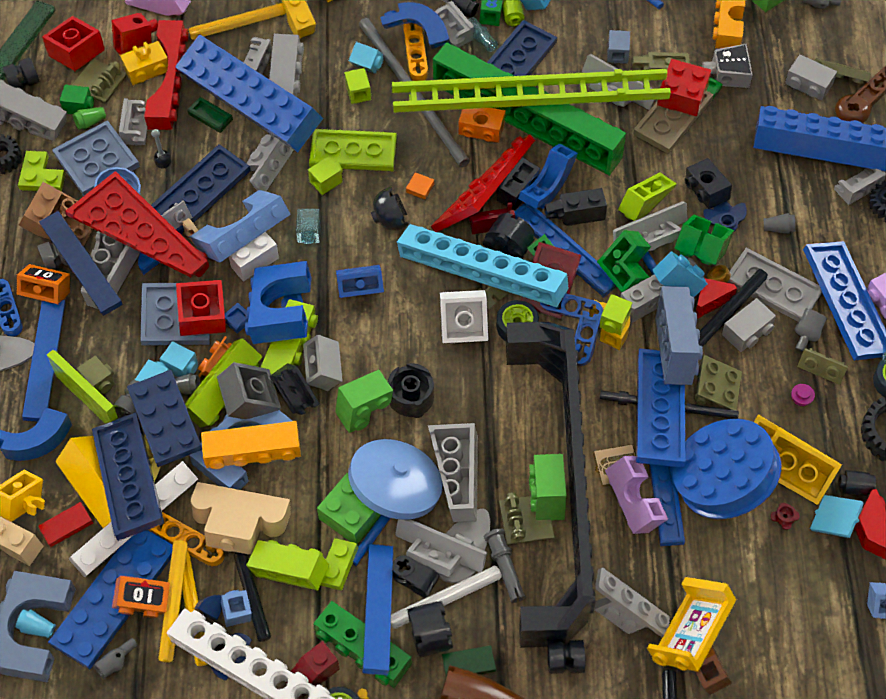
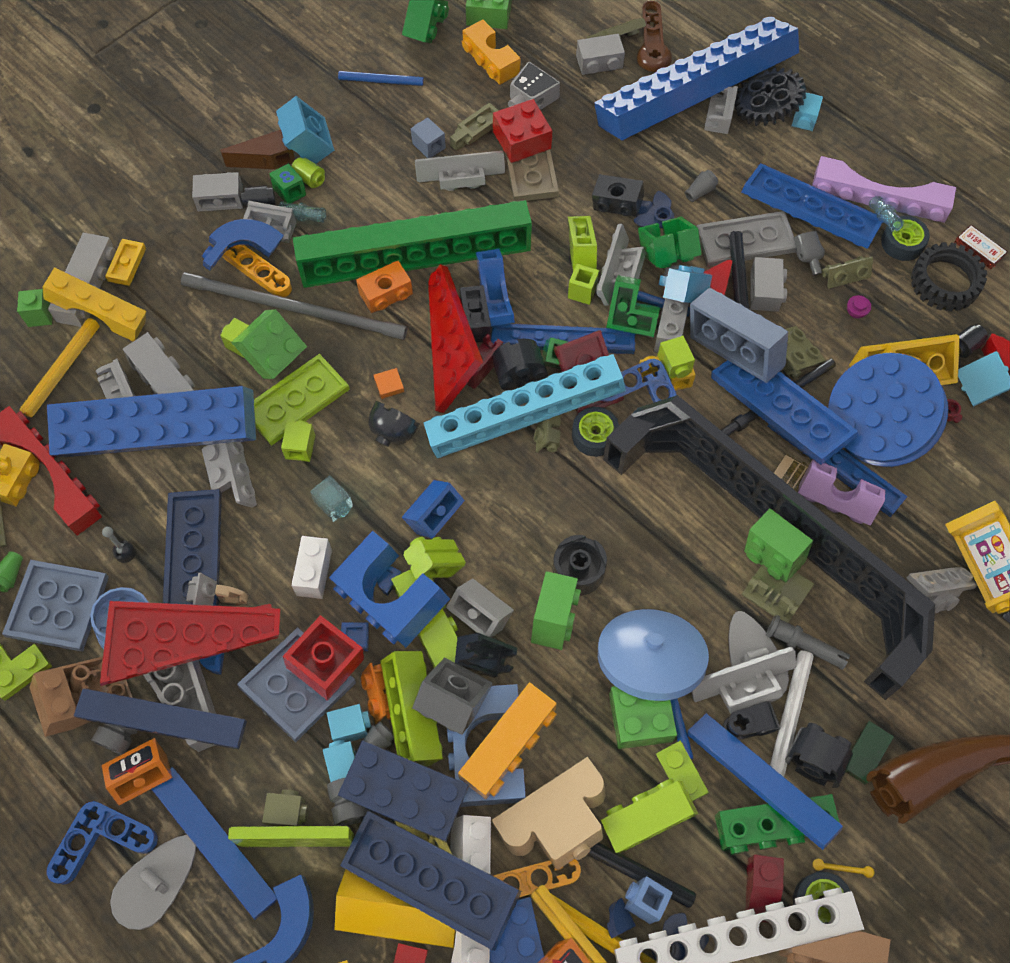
camera: 45 degrees left, 5 degrees up
(132, 123) = (59, 539): light grey hinge -> none
(210, 114) = (126, 473): dark green tile -> none
(264, 212) = (281, 578): medium blue arch -> none
(326, 308) = (434, 557): none -> lime brick
(366, 57) = (224, 307): medium azure brick -> none
(367, 100) = (269, 344): none -> bright green brick
(458, 464) = (683, 592): light grey wedge -> none
(464, 316) = (556, 463): white brick -> none
(523, 50) = (352, 198): dark blue plate -> none
(562, 97) = (412, 239): lime ladder -> none
(566, 656) = (935, 674): black wheel -> none
(578, 207) = (542, 294): black hinge -> none
(612, 218) = (583, 284): none -> lime brick
(719, 273) = (704, 261): pearl gold tile -> none

